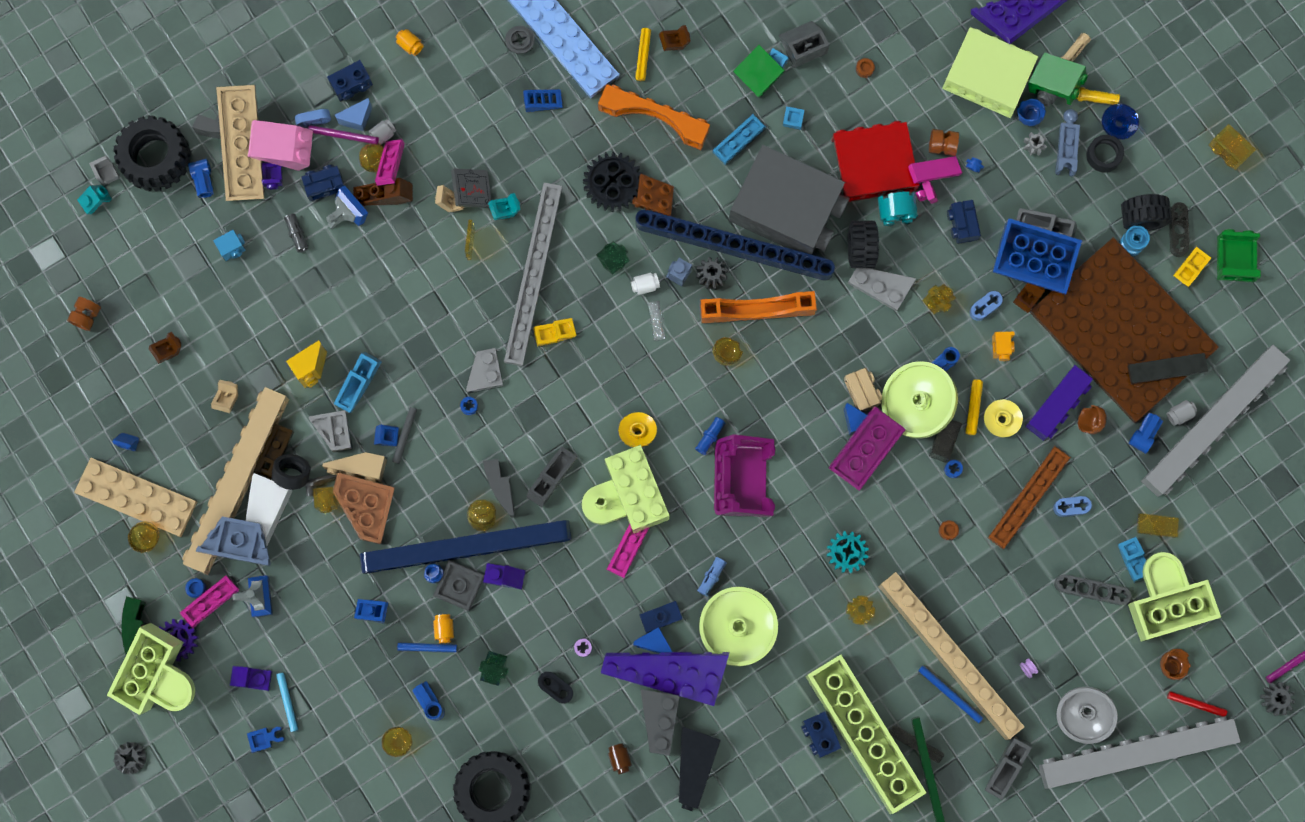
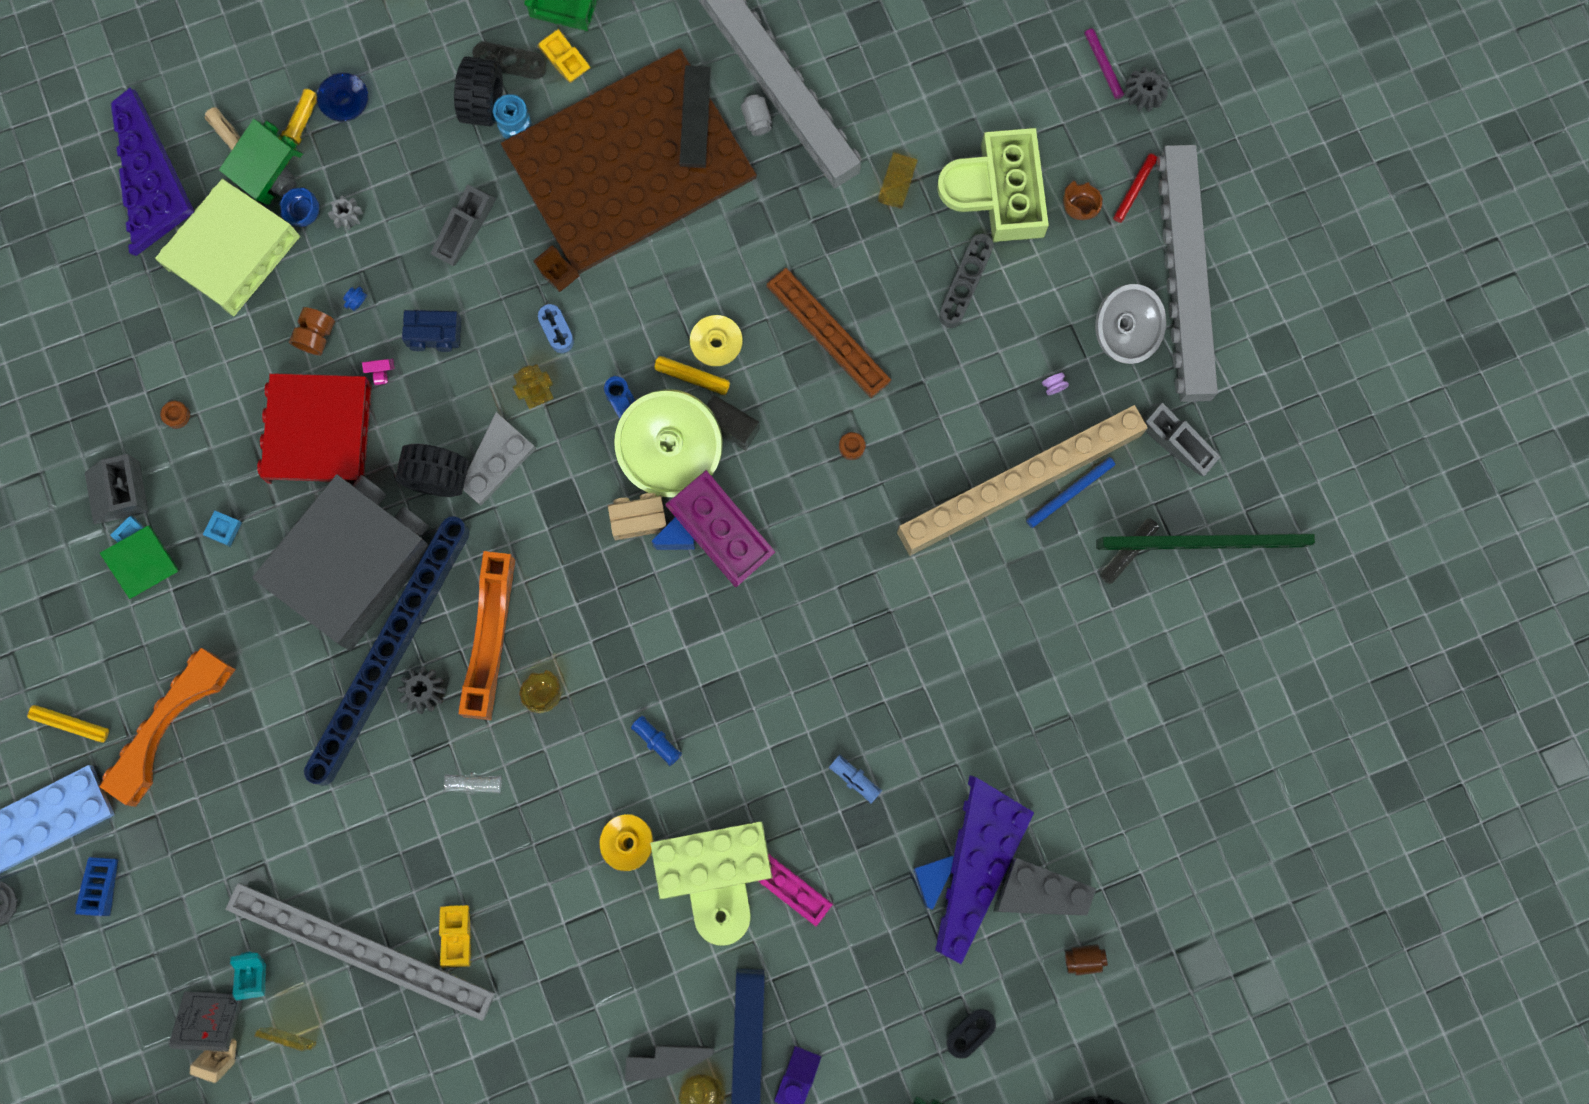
camera: 80 degrees left, 0 degrees up
(465, 401) = (528, 1089): blue bush -> none
(485, 371) = (490, 1052): light grey wing -> none
(551, 476) = (667, 981): dark grey slope -> none
(587, 651) = (914, 988): lavender bush -> none
(600, 171) = (229, 821): black gear -> none
(613, 257) = (364, 827): clear green brick -> none
(645, 283) = (414, 789): white brick -> none
(654, 195) = (287, 750): dark orange hinge -> none
(661, 616) = (897, 862): dark blue plate -> none
(675, 39) = (58, 672): reddish brown bracket -> none
(679, 271) = (408, 736): sand blue brick -> none
(695, 766) = (1111, 854): black slope -> none
(739, 139) = (233, 612): dark azure tile -> none
(739, 623) = (931, 754): yellowish green dish -> none
(742, 476) = (724, 708): magenta windscreen -> none
(821, 735) = (1098, 674): dark blue brick -> none
(838, 550) = (868, 590): teal gear -> none
(855, 615) = (936, 594): clear yellow brick -> none
(865, 734) = (1108, 614): yellowish green brick -> none
(897, 207) = (390, 412): teal brick -> none
(935, 169) = (348, 351): dark pink tile -> none
(957, 473) = (778, 420): blue bush -> none
(1002, 345) = (616, 318): light orange brick -> none
(1036, 256) = (503, 245): blue slope -> none
(1059, 402) = (710, 263): dark purple brick -> none
(1068, 143) = (356, 170): sand blue plate -> none
(1072, 511) = (845, 280): medium blue beam -> none
(1092, 420) = (742, 227): dark orange hair -> none
(1114, 143) = (376, 109): black tyre -> none
(1133, 558) = (935, 220): dark azure slope -> none
(1143, 437) = (779, 170): blue piece -> none

